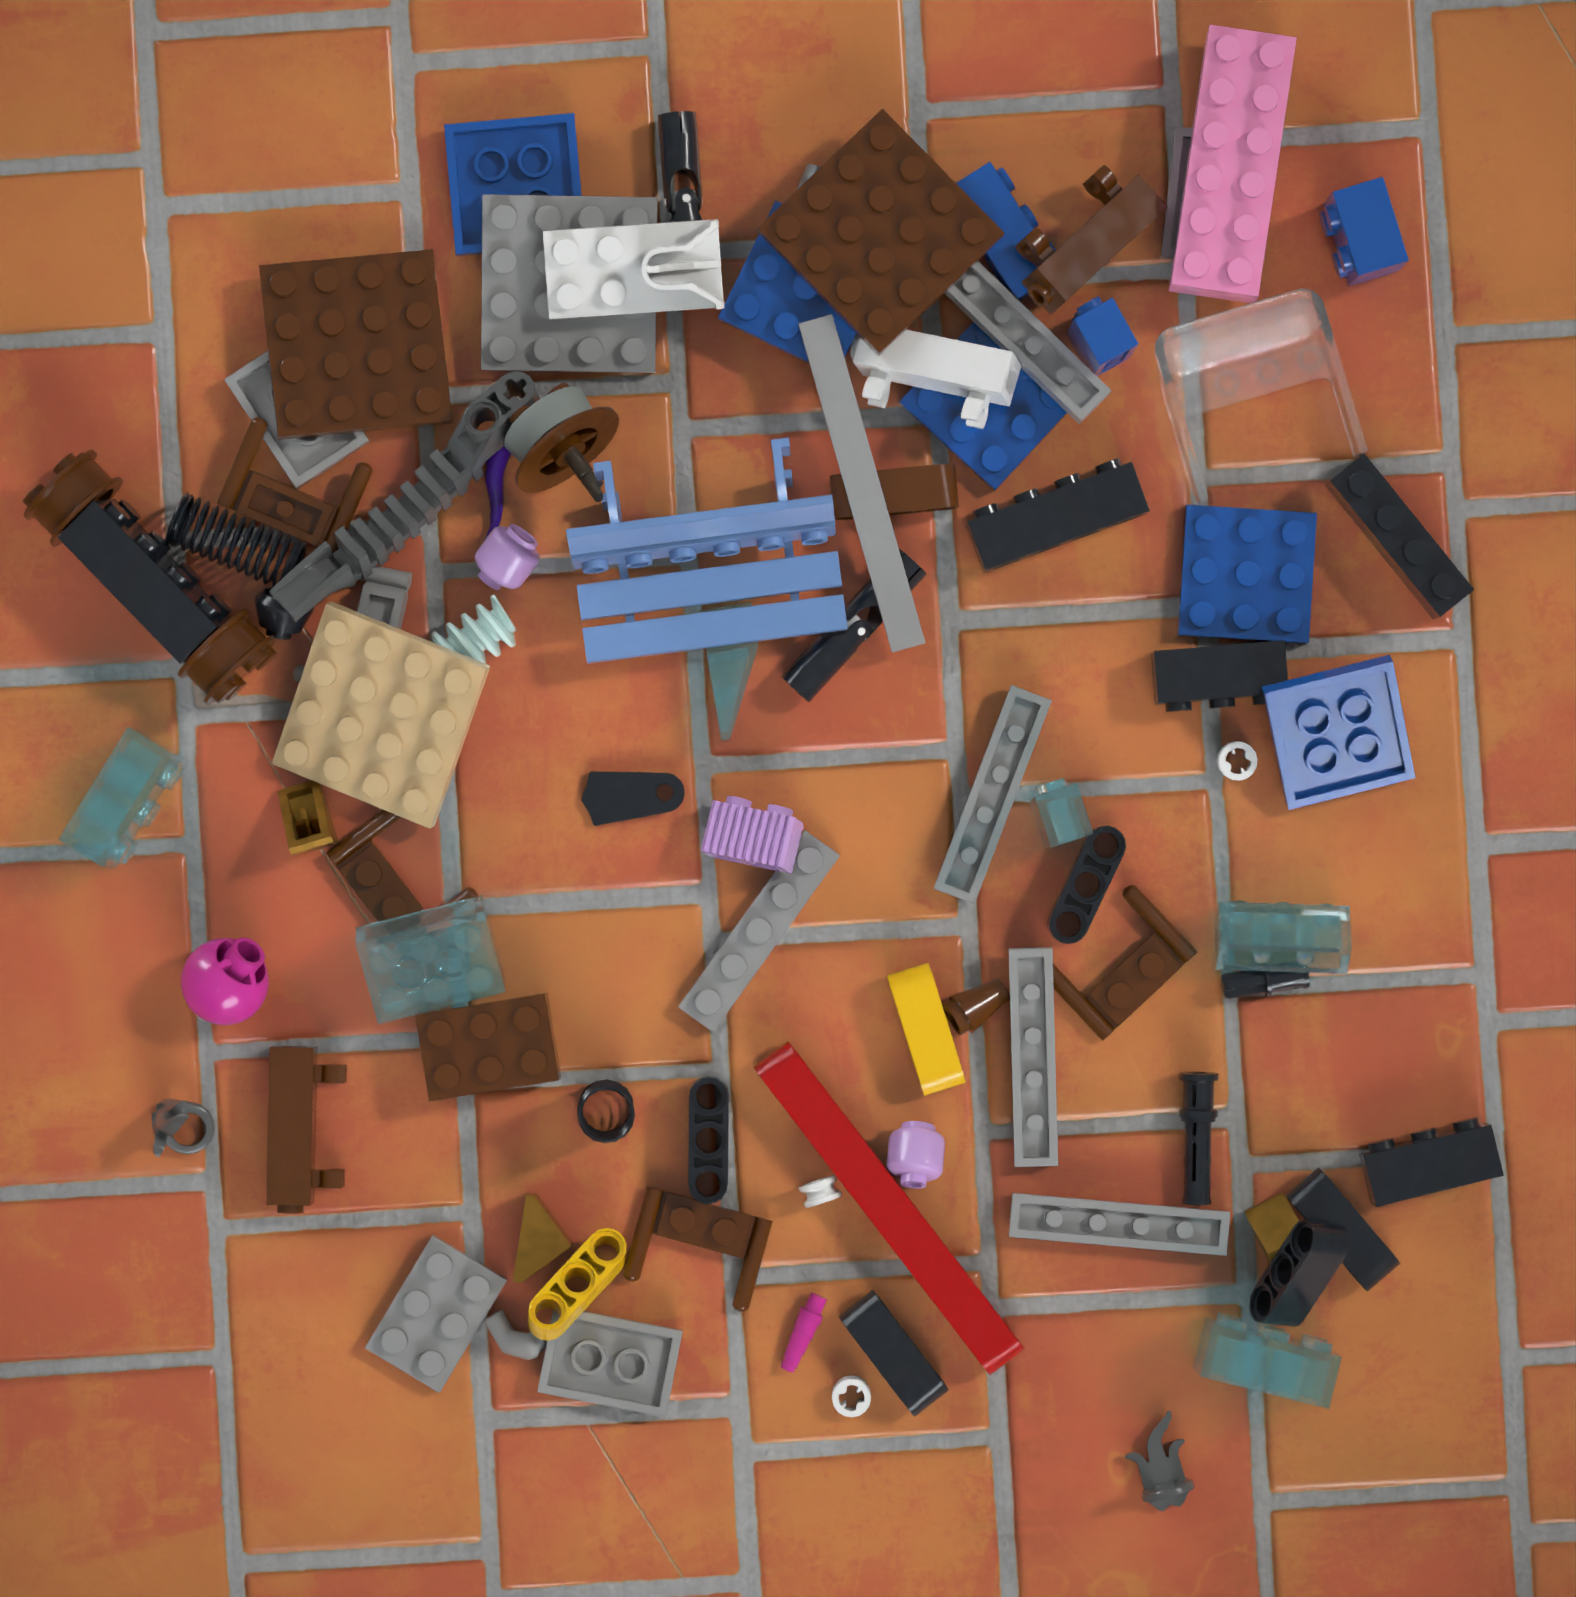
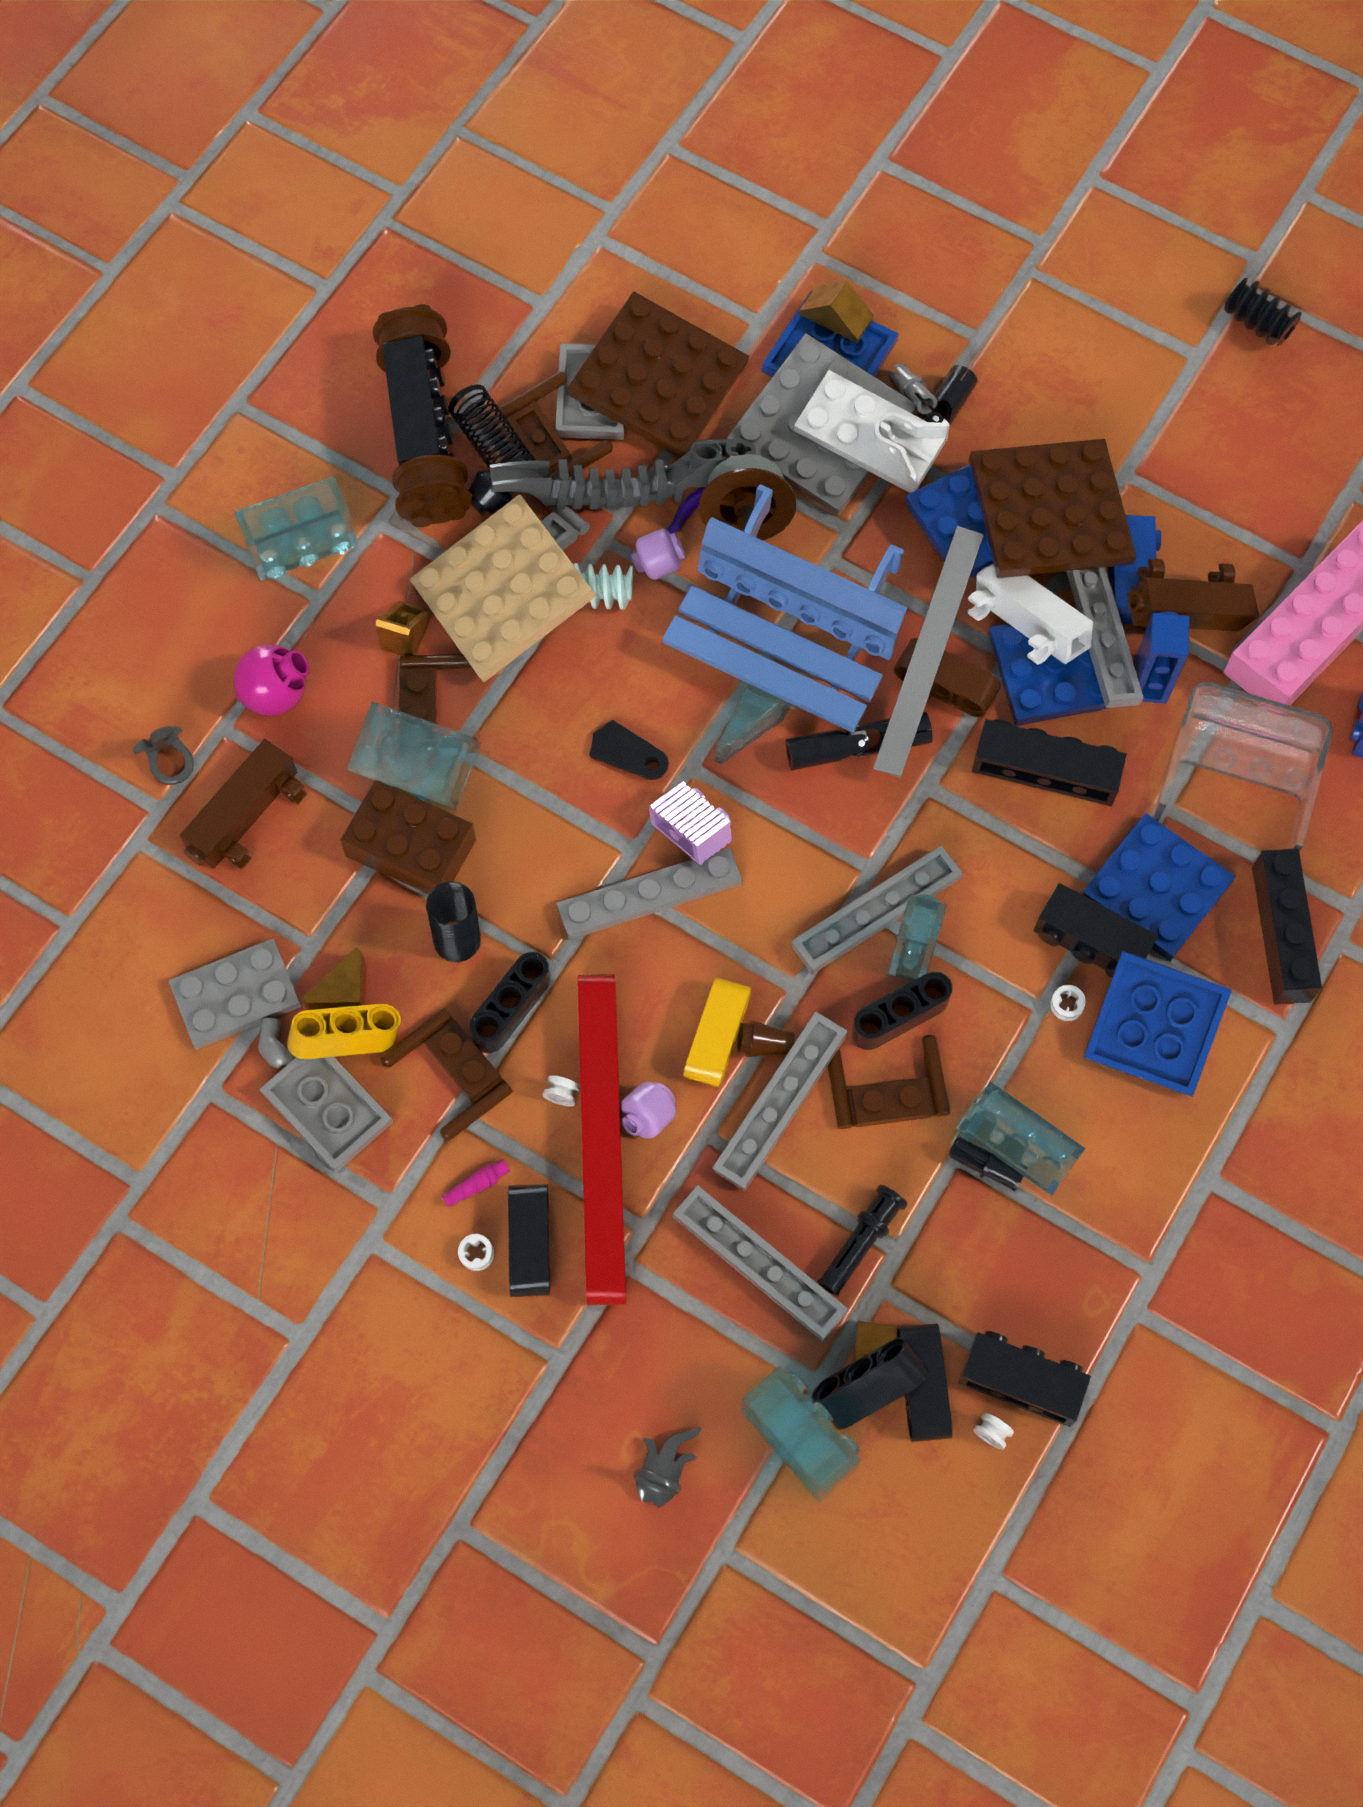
camera: 35 degrees right, 20 degrees down
(493, 136) = (838, 309): none -> pearl gold slope
(636, 175) = (913, 388): none -> light grey pin
(1433, 1230) = (993, 1431): none -> white bush

